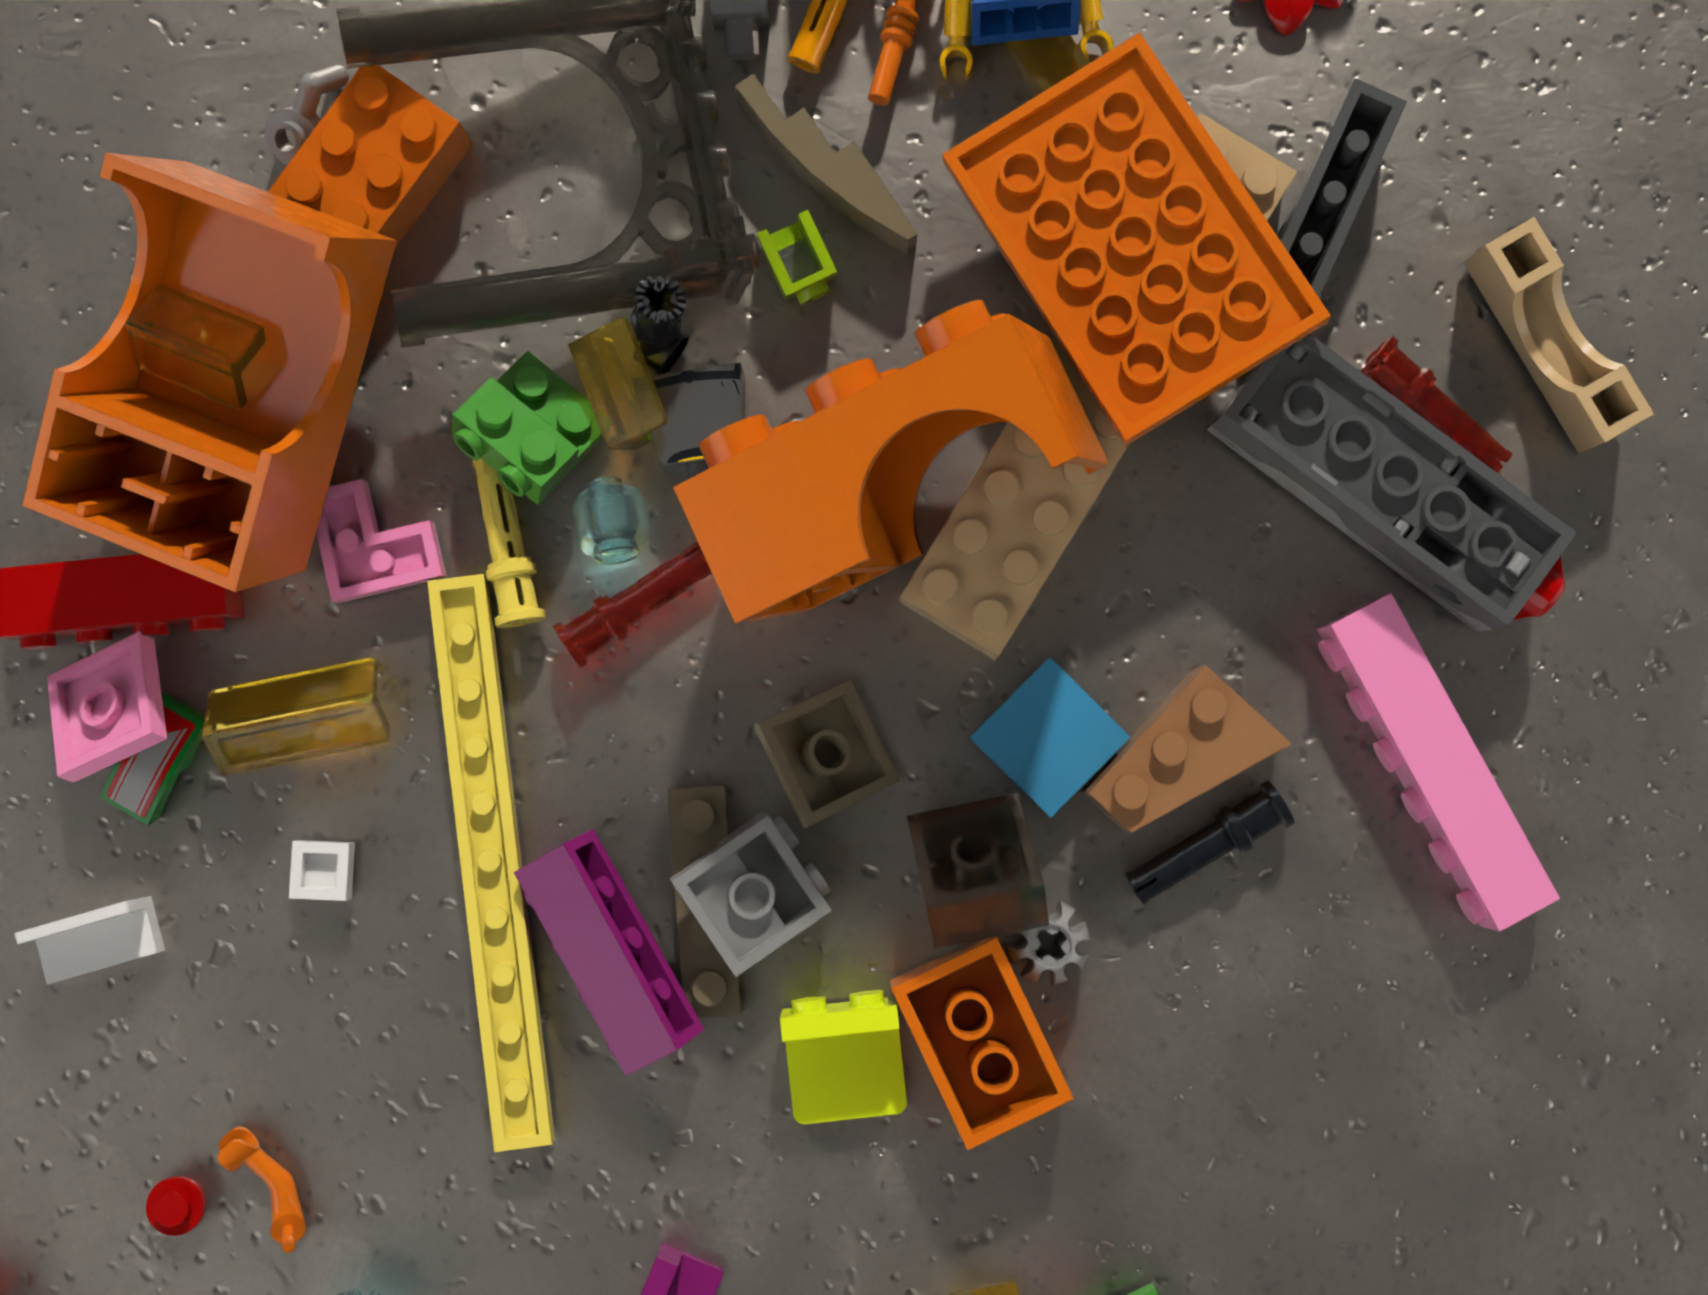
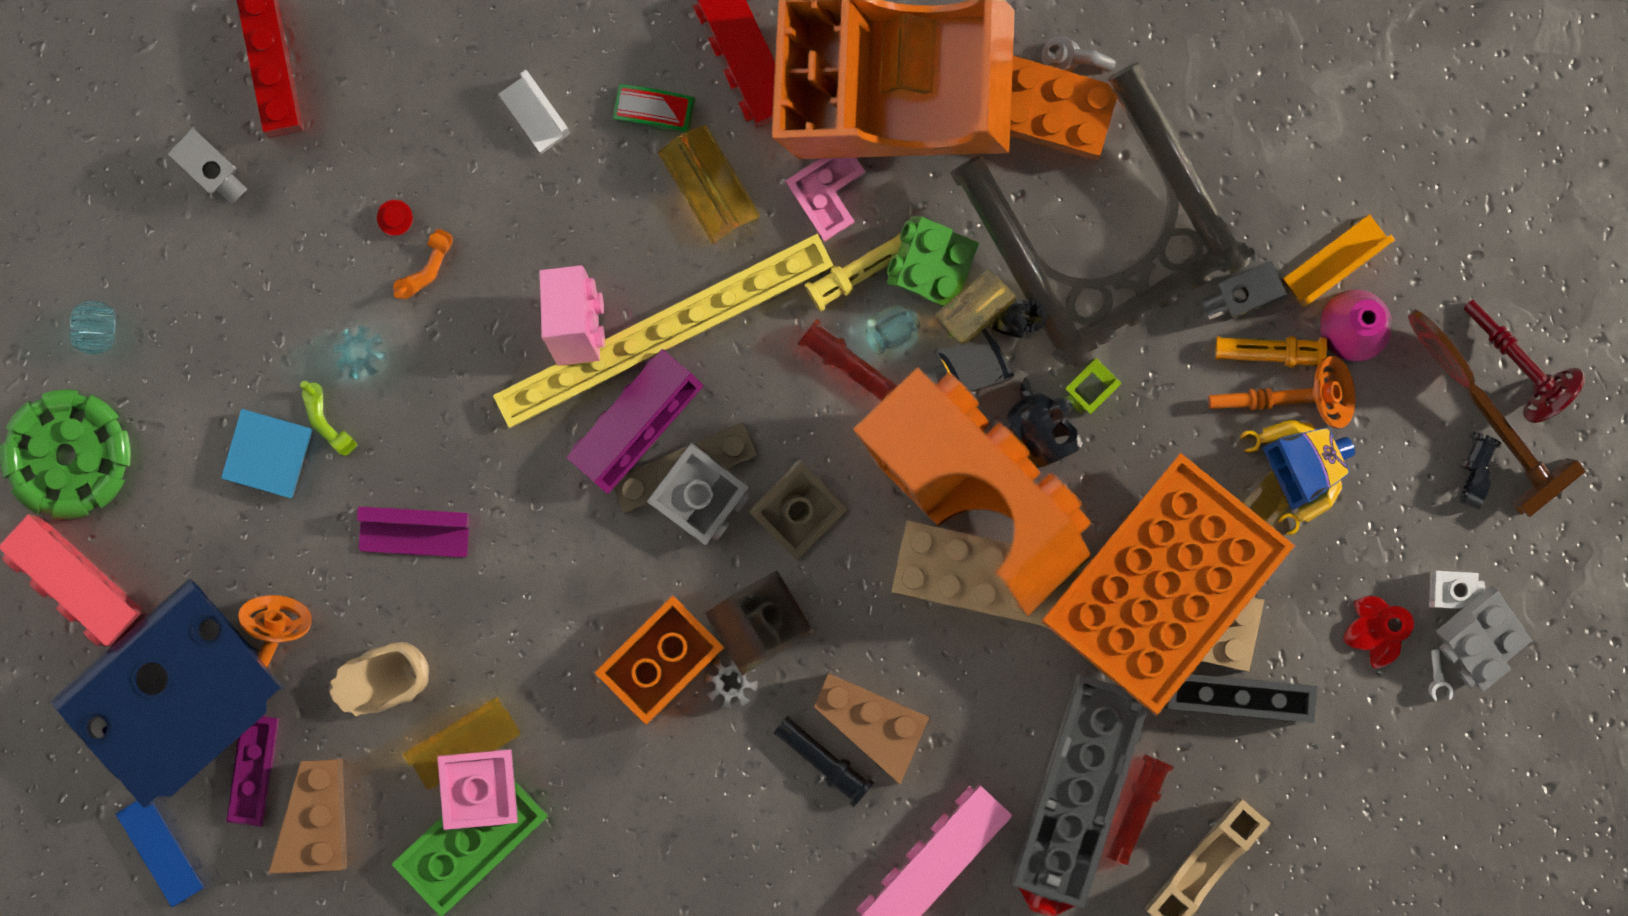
camera: 70 degrees right, 0 degrees up
(106, 707) = (675, 71): bright pink plate -> none
(321, 870) = (622, 232): white plate -> none
(410, 997) = (571, 315): none -> bright pink brick
(825, 340) = (1038, 421): none -> black piece
(840, 178) = (1152, 398): dark tan slope -> none
(844, 1057) = (619, 584): neon yellow bracket -> none
(1049, 737) = (854, 641): dark azure tile -> none

